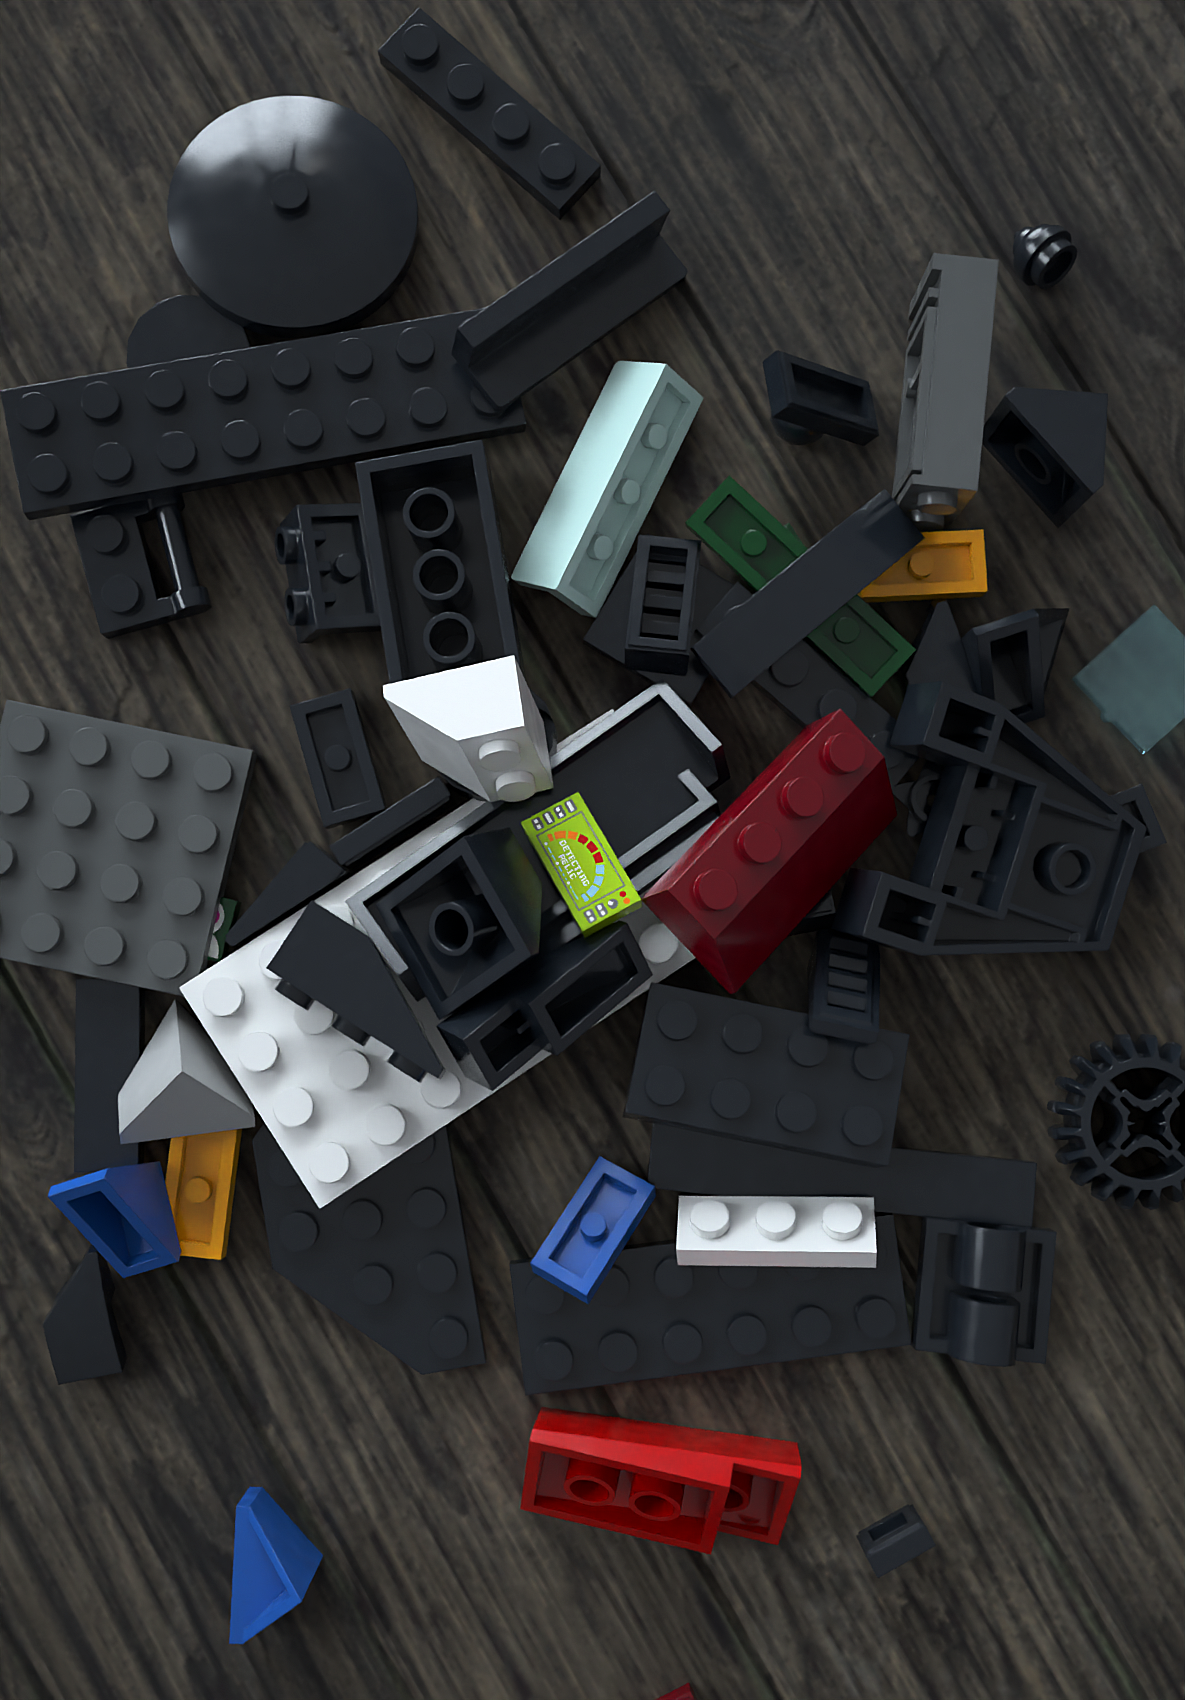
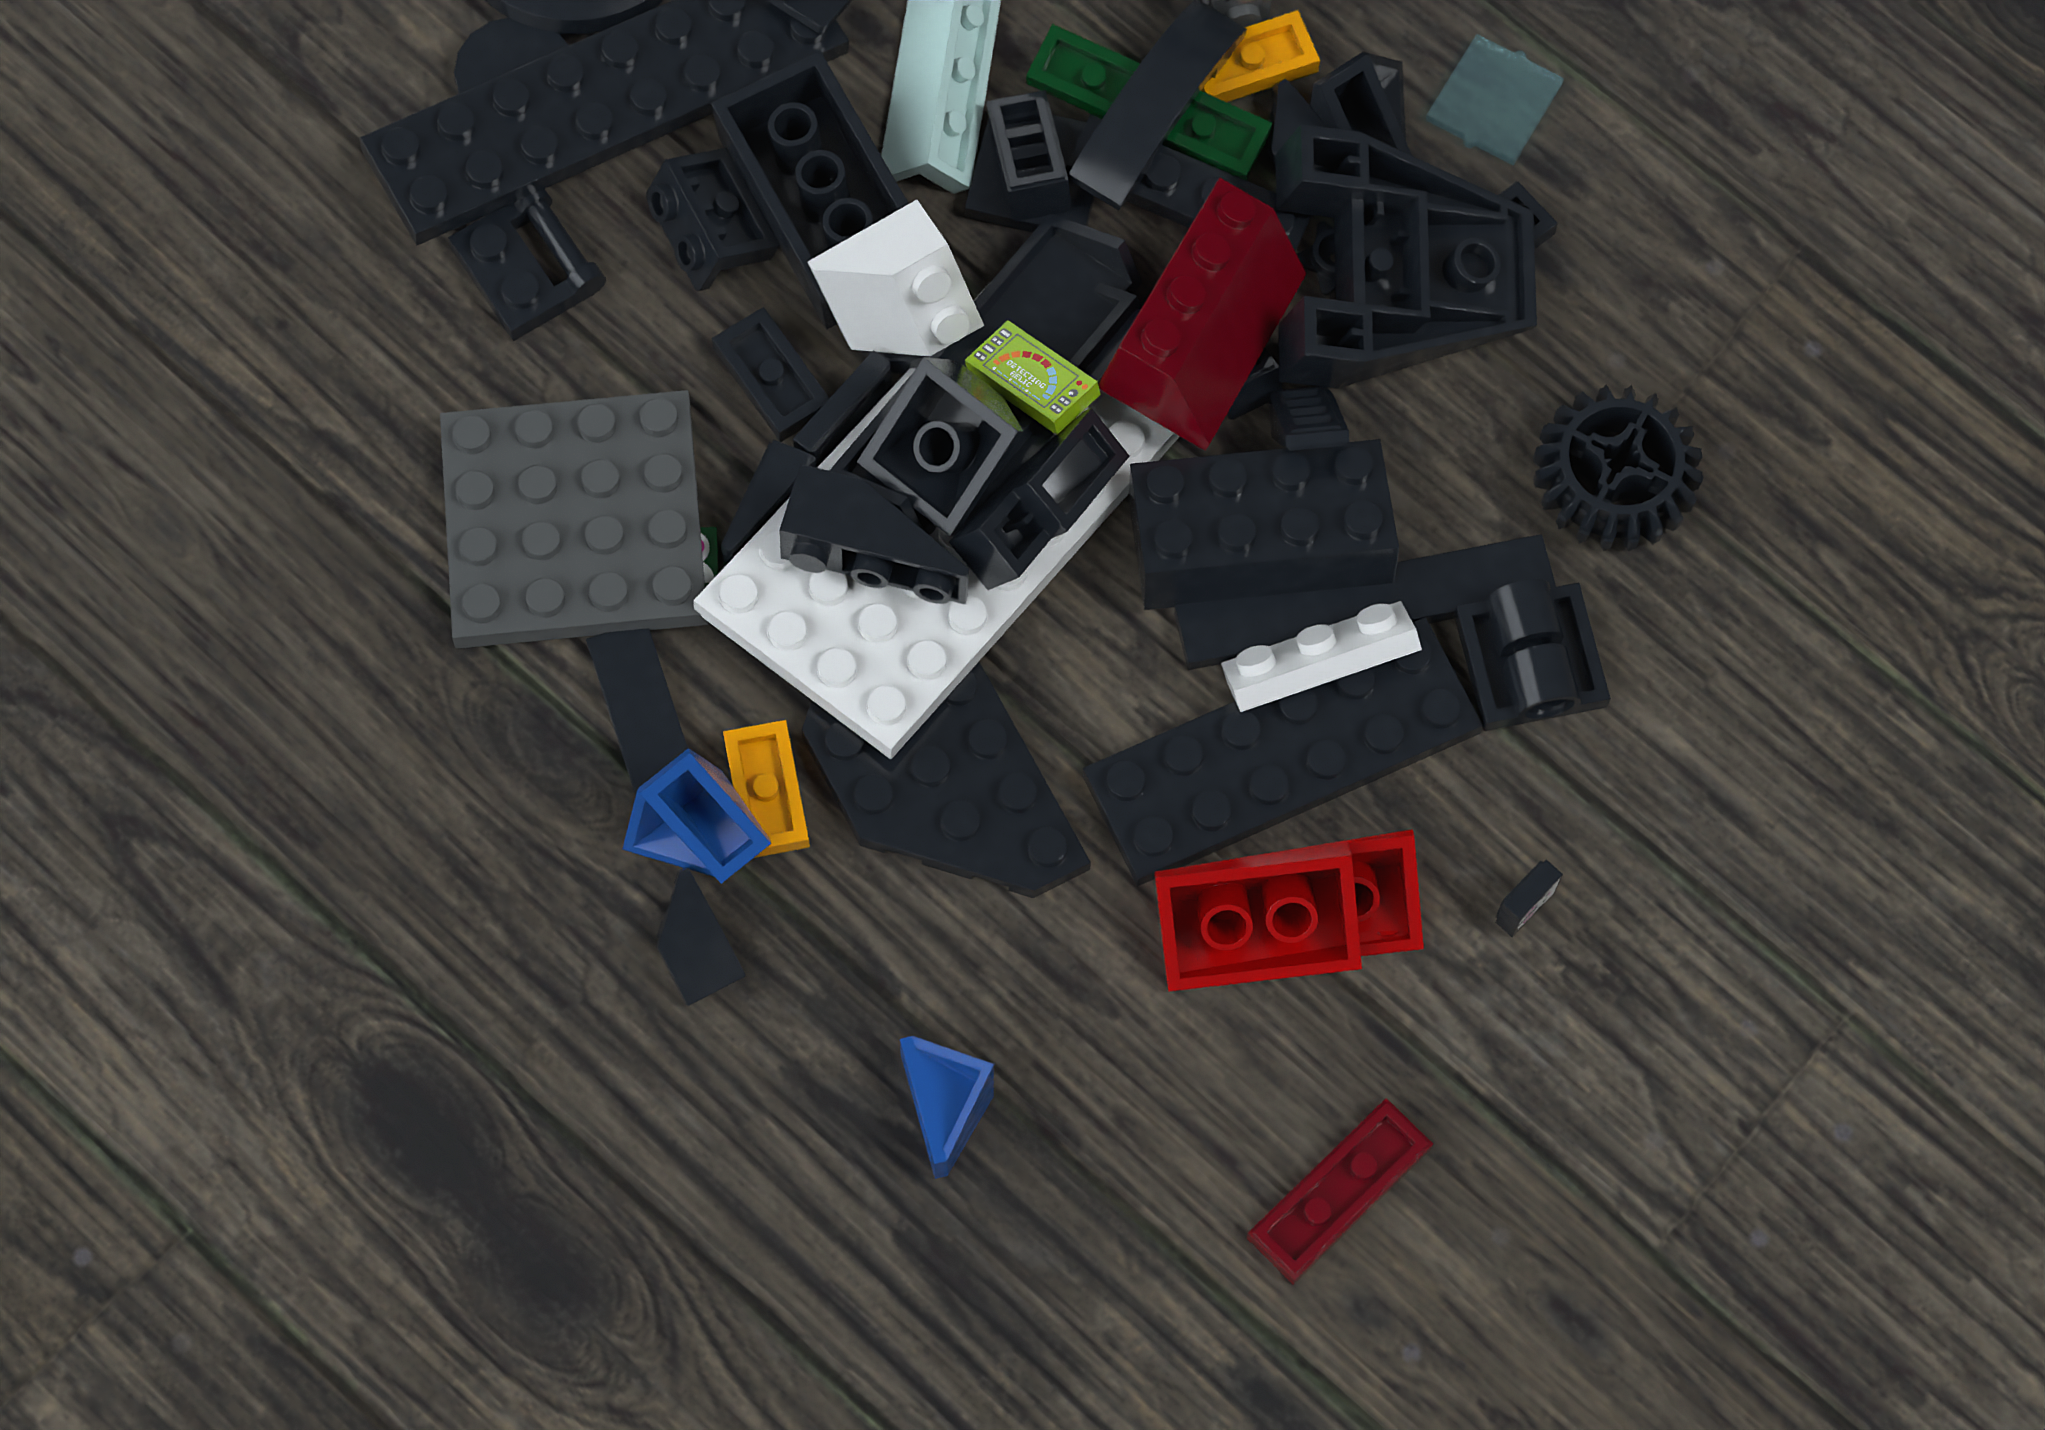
camera: 20 degrees left, 15 degrees down
(181, 1086) = (720, 693): light grey slope -> none
(593, 1229) = (1151, 704): blue plate -> none

